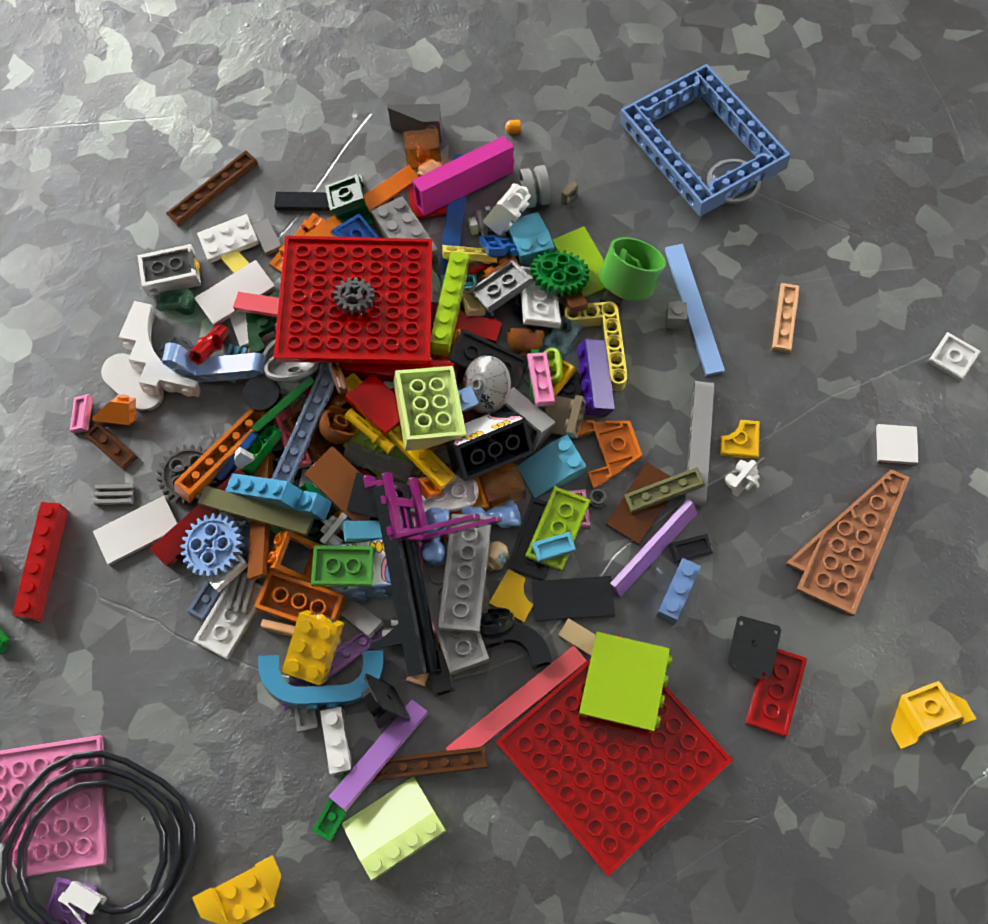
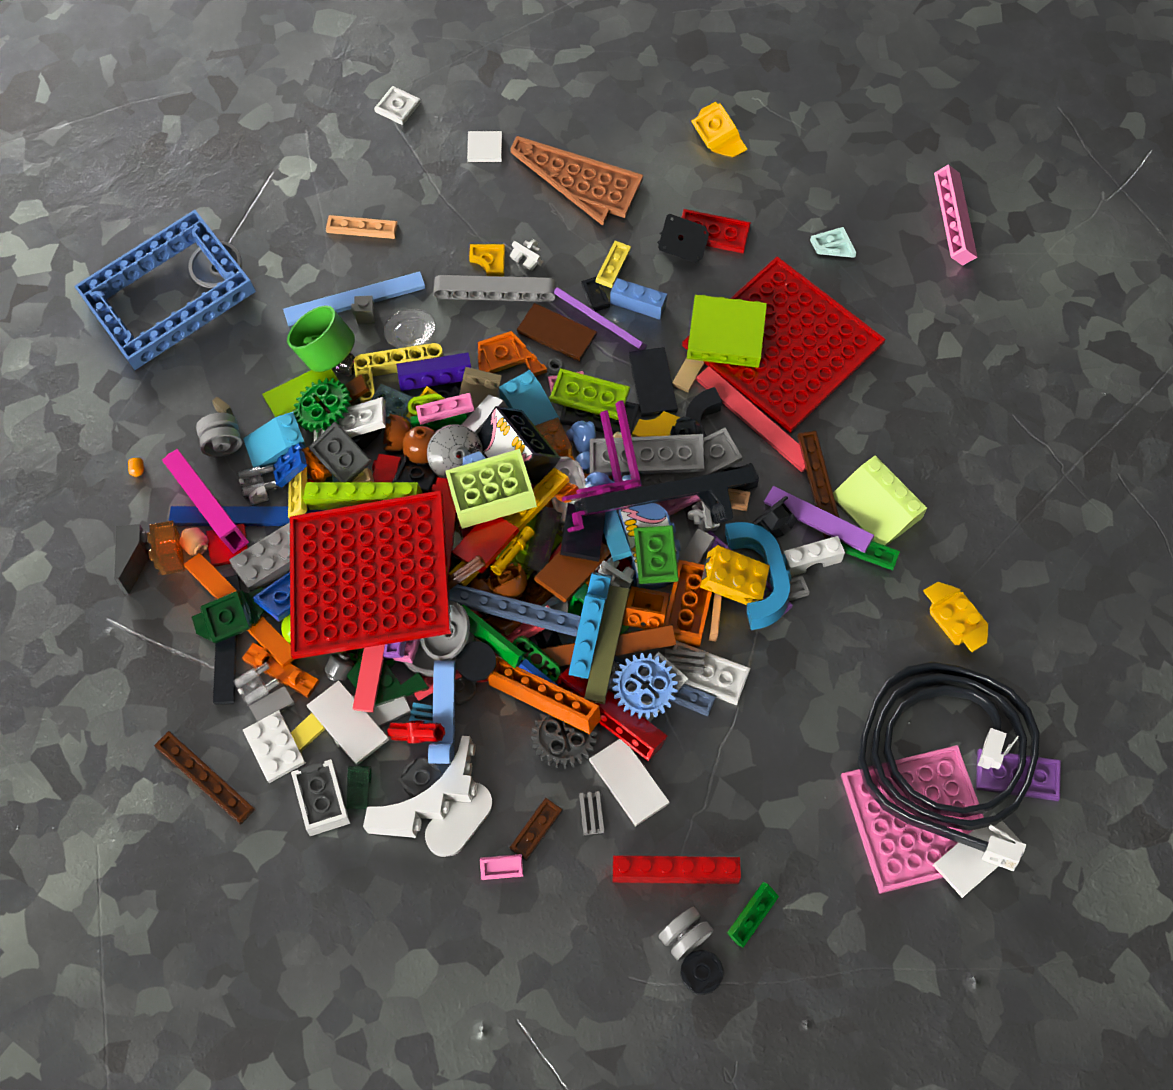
camera: 100 degrees left, 5 degrees down
(119, 411) = (498, 823): orange slope -> none
(243, 458) = (549, 669): white tile -> none
(284, 221) = (252, 686): none -> clear piece
(354, 296) = (372, 566): dark grey gear -> none
(506, 351) = (416, 443): none -> dark orange cylinder
(508, 209) = (249, 452): white hinge -> none
(553, 547) = (609, 391): medium azure tile -> none
(650, 356) = (409, 328): none -> clear piece
(664, 490) = (546, 310): olive tile -> none
(727, 569) = (613, 264): none -> light yellow plate
(753, 836) = (833, 243): none -> light aqua wing

